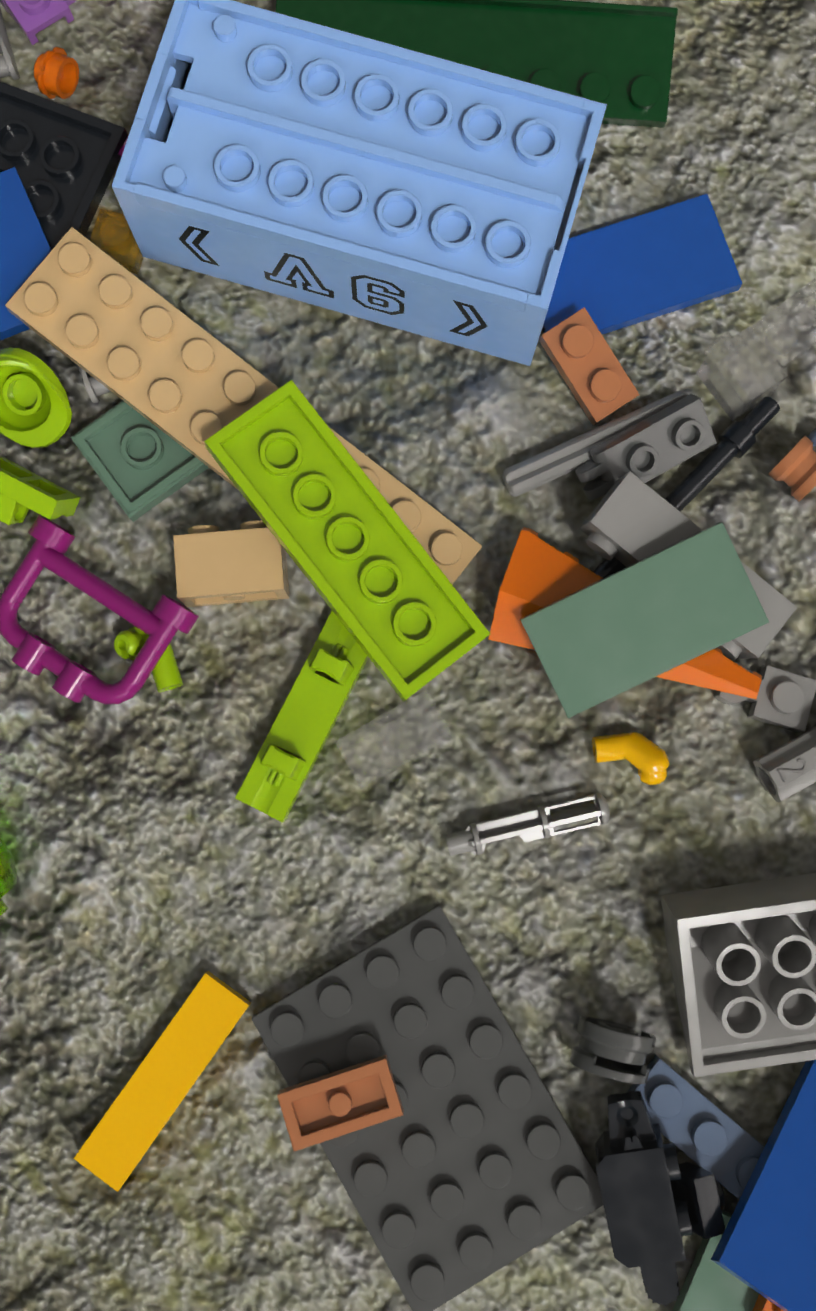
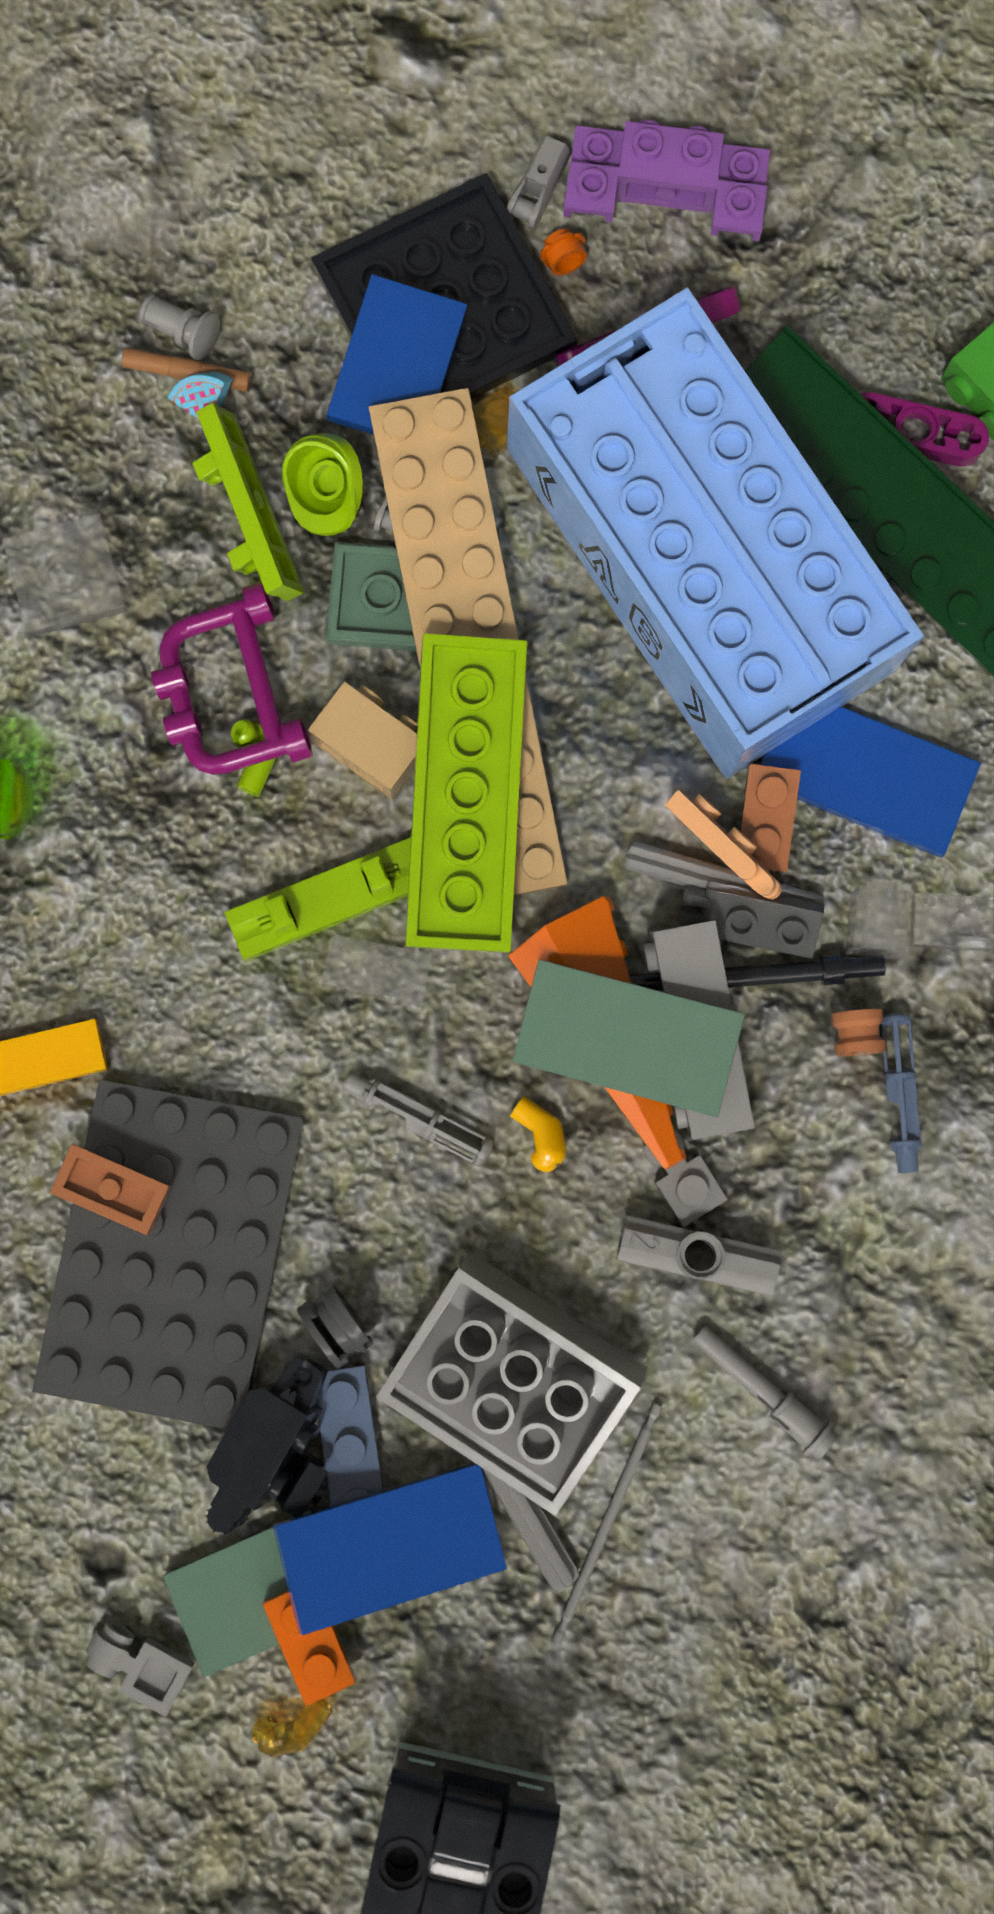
camera: 35 degrees right, 0 degrees up
(586, 408) = (730, 847): none -> light nougat hinge

